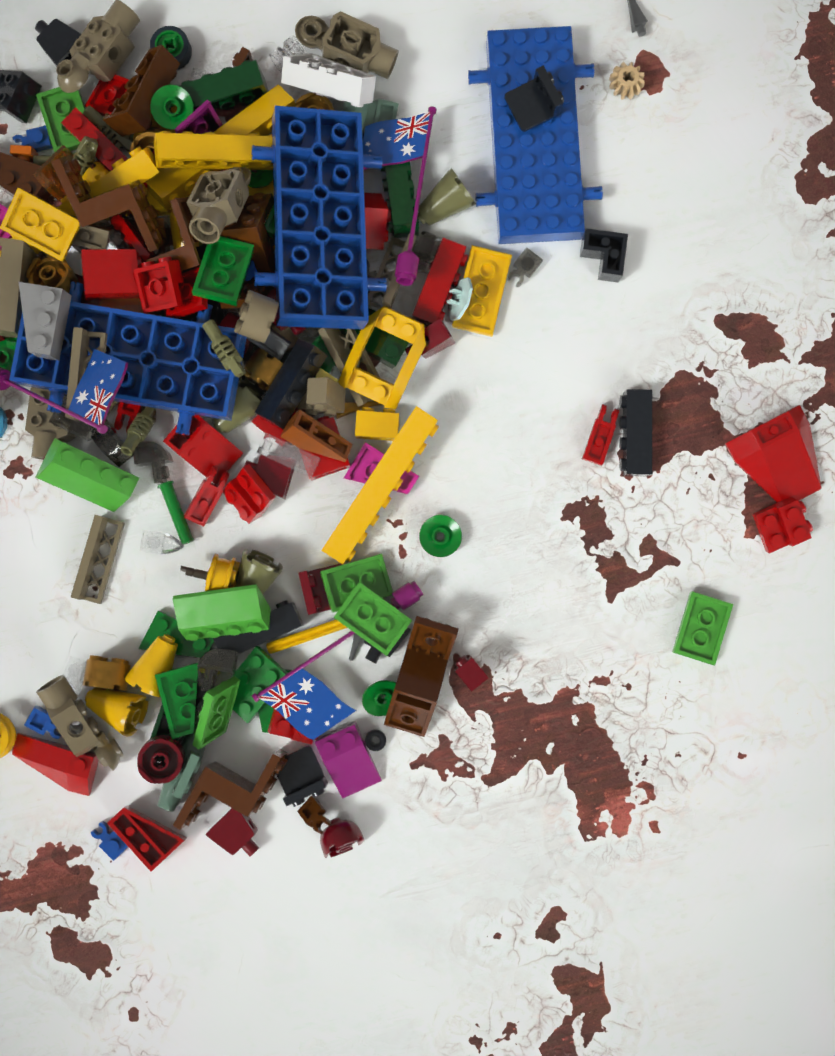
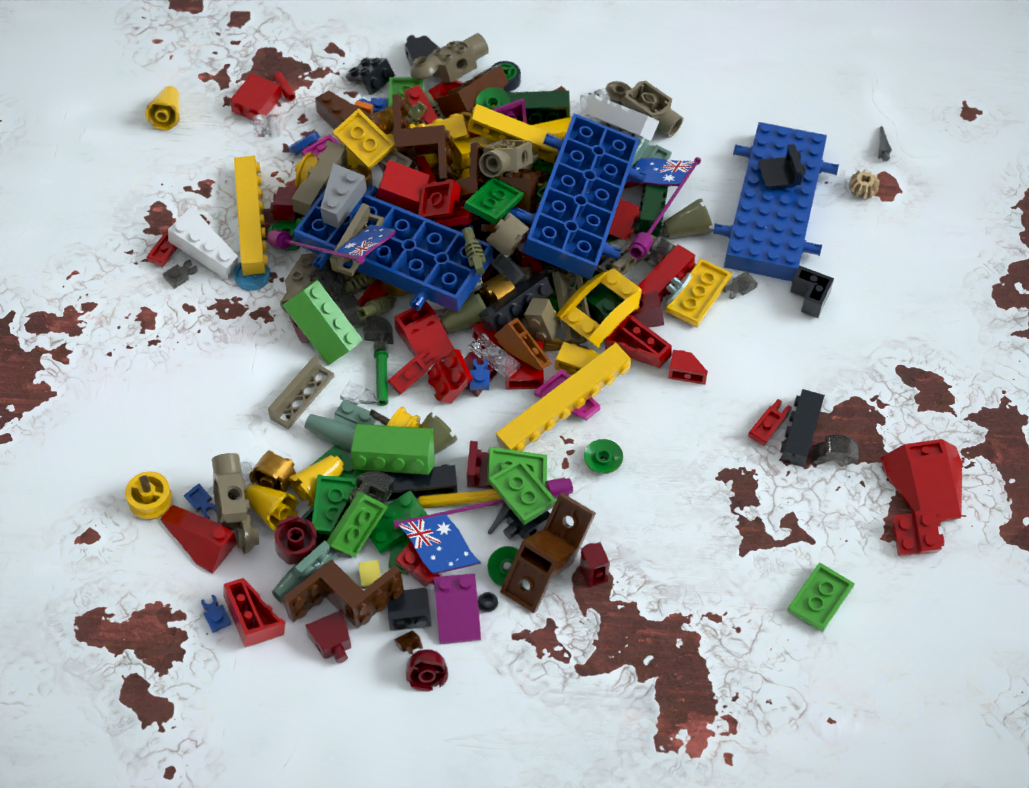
camera: 15 degrees right, 30 degrees down
(162, 582) = (342, 428): none -> sand green plate
(248, 748) = (369, 572): none -> light yellow slope
(281, 488) = (480, 376): none -> blue plate
(438, 383) = (640, 342): none -> red wedge
(495, 395) = (687, 368): none -> red slope
(677, 453) = (836, 448): none -> clear smoke brick

